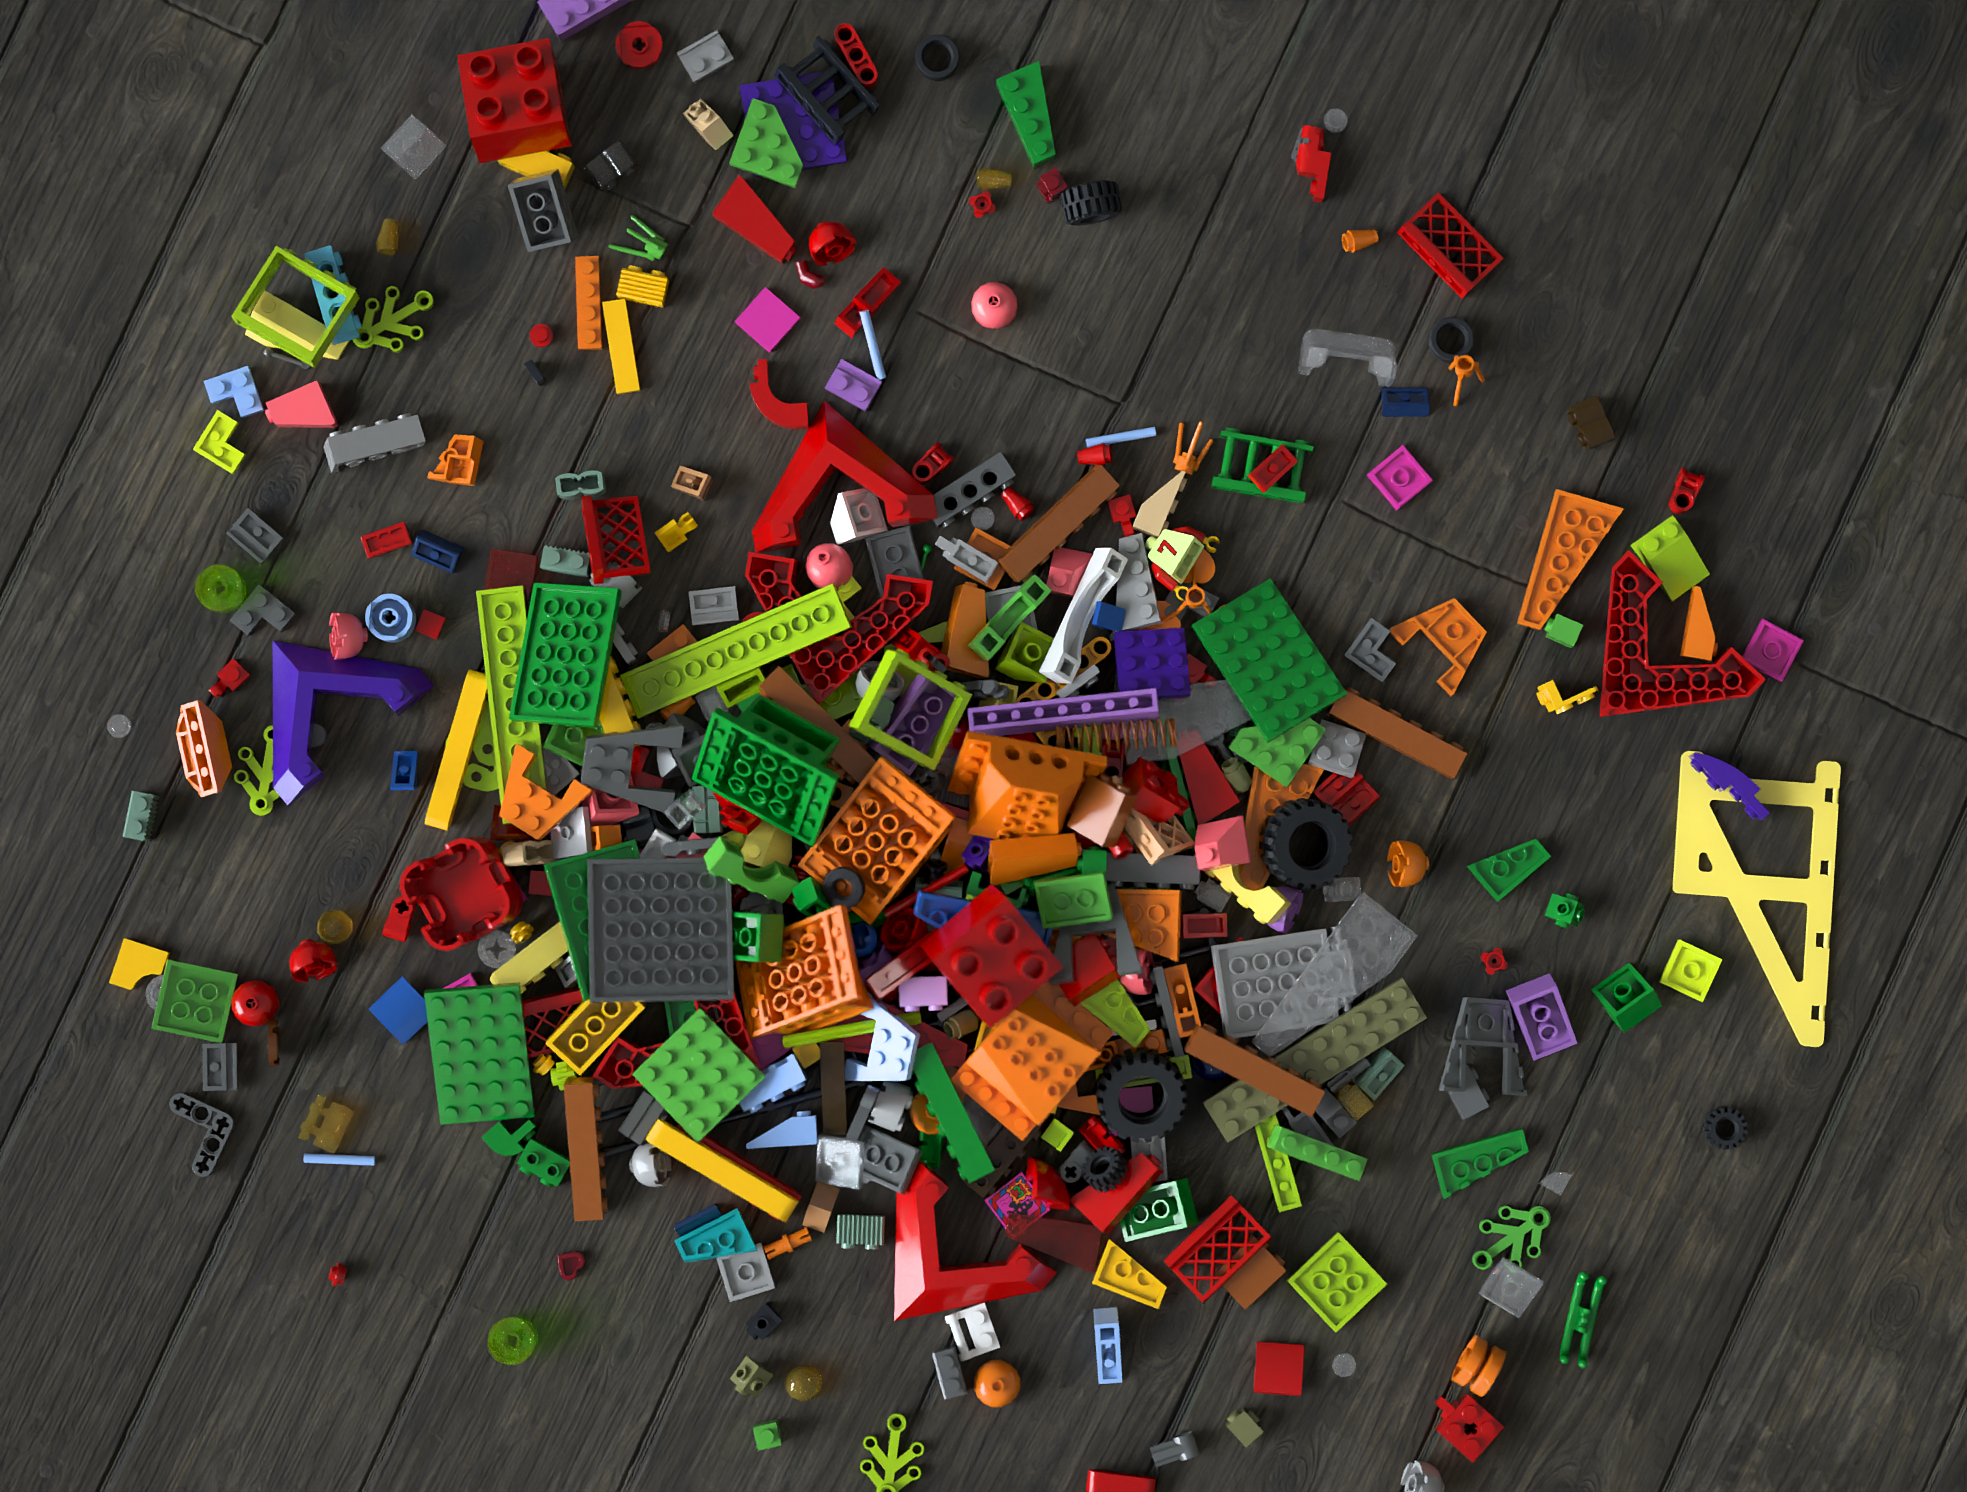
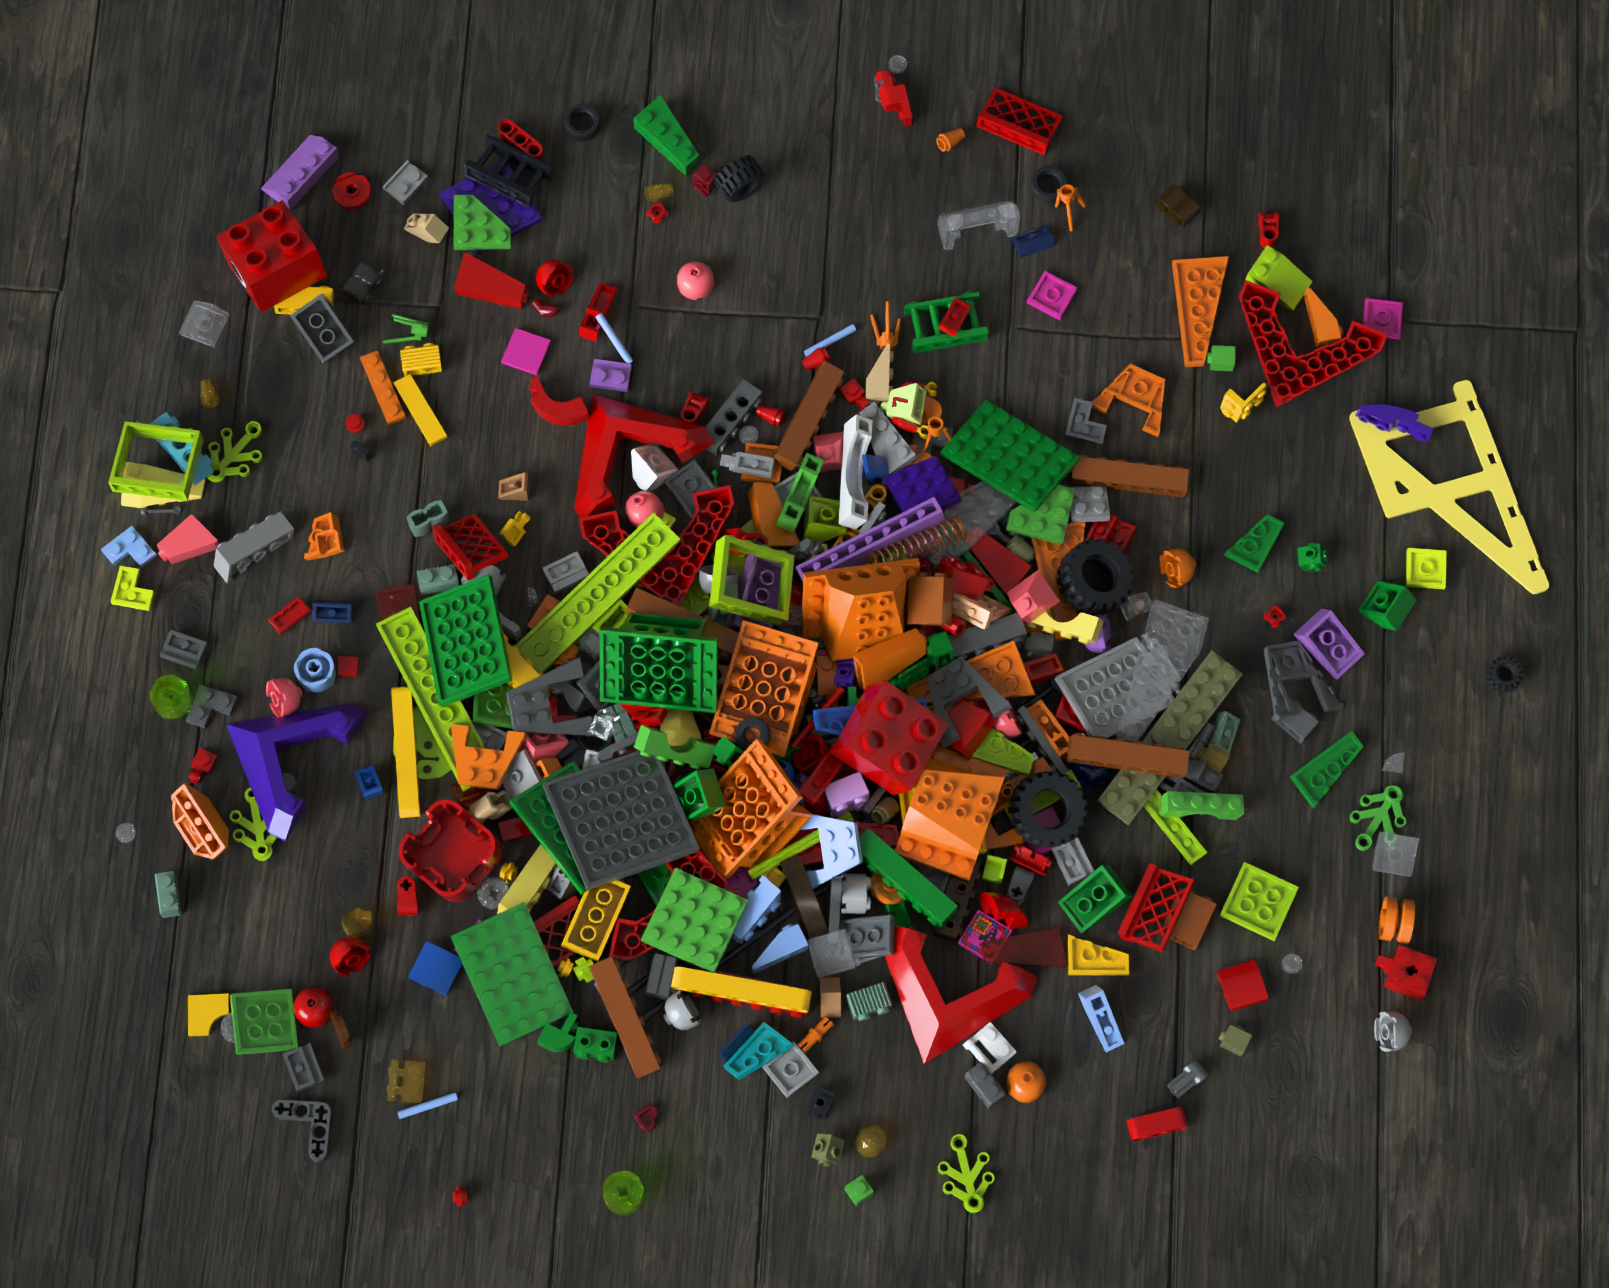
camera: 25 degrees left, 15 degrees down
(1073, 900) = (935, 675): bright green plate -> none
(1098, 1162) = (1043, 875): black tyre -> none
(1109, 1208) = (1060, 892): red slope -> none
(1581, 1319) = (1459, 857): green piece -> none

